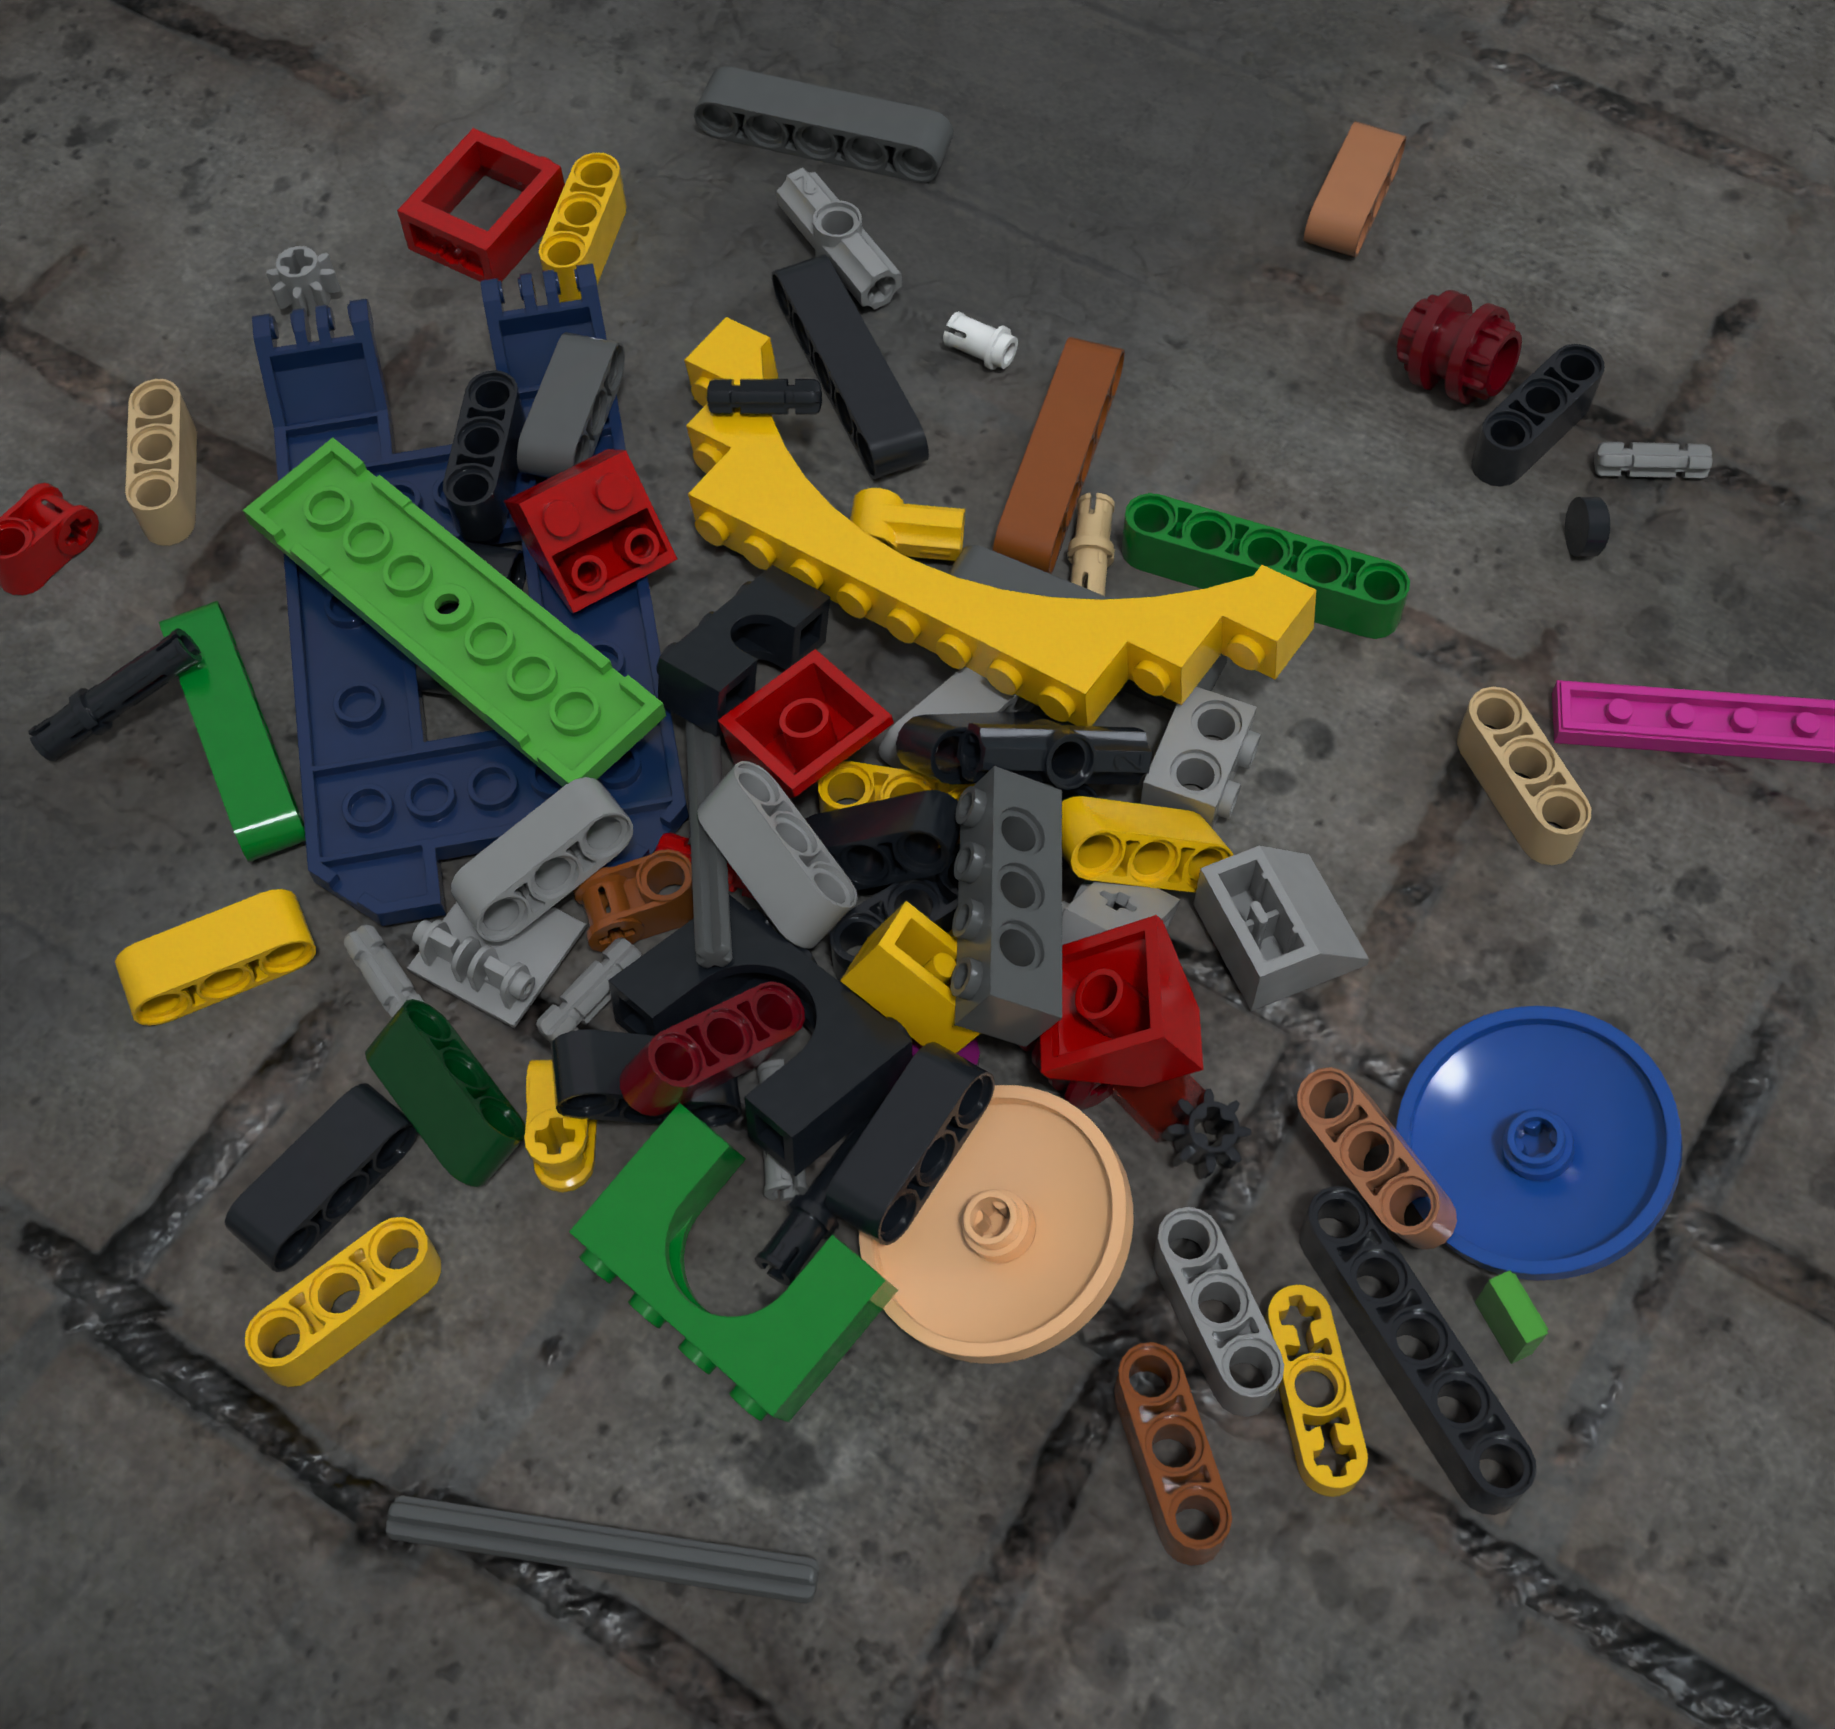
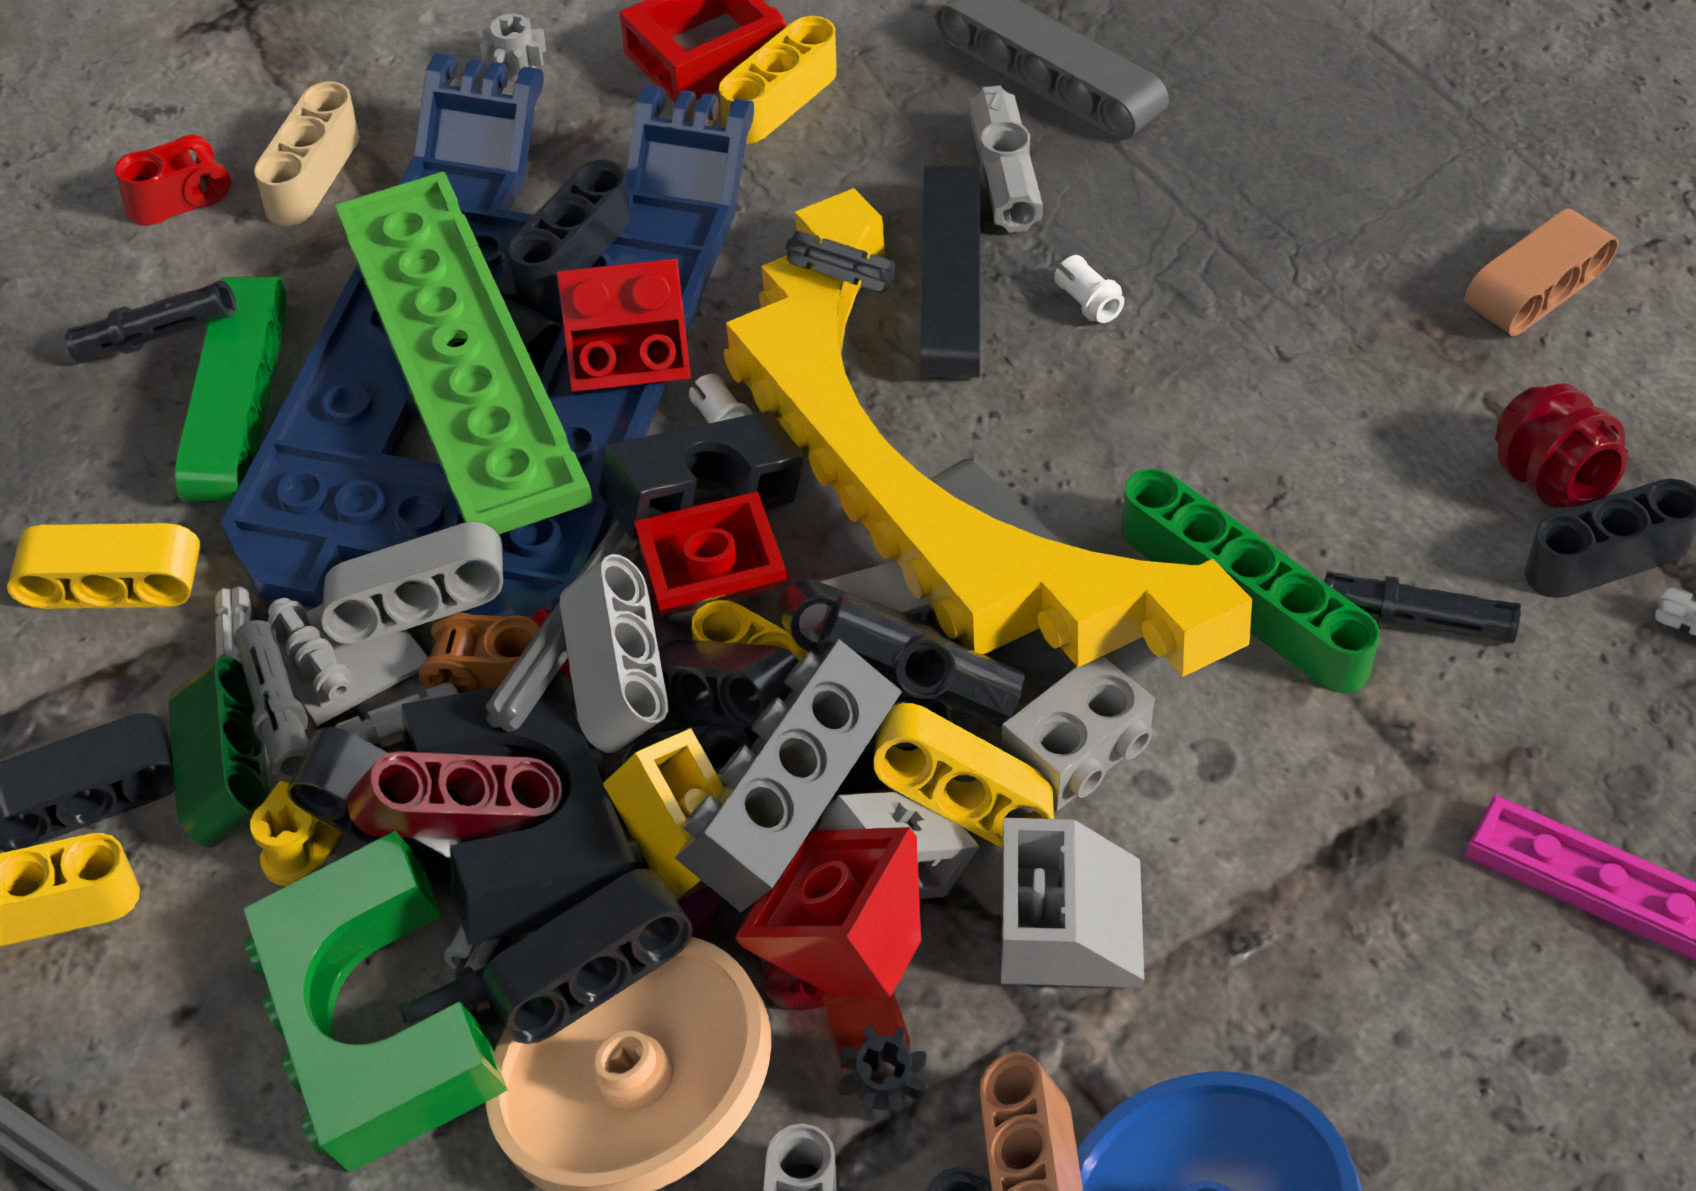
camera: 25 degrees right, 10 degrees down
(522, 1063) = (278, 716): none -> dark grey pin
(571, 405) = (671, 213): dark grey beam -> none
(712, 575) = (719, 401): none -> white pin
(909, 528) = (915, 426): yellow piece -> none
(1059, 454) = (1104, 412): dark orange beam -> none
(1091, 548) = (1088, 503): tan pin -> none
(1425, 534) = (1435, 609): none -> black pin
(1523, 802) = (1399, 895): tan beam -> none
(1587, 526) = (1609, 660): black tile -> none

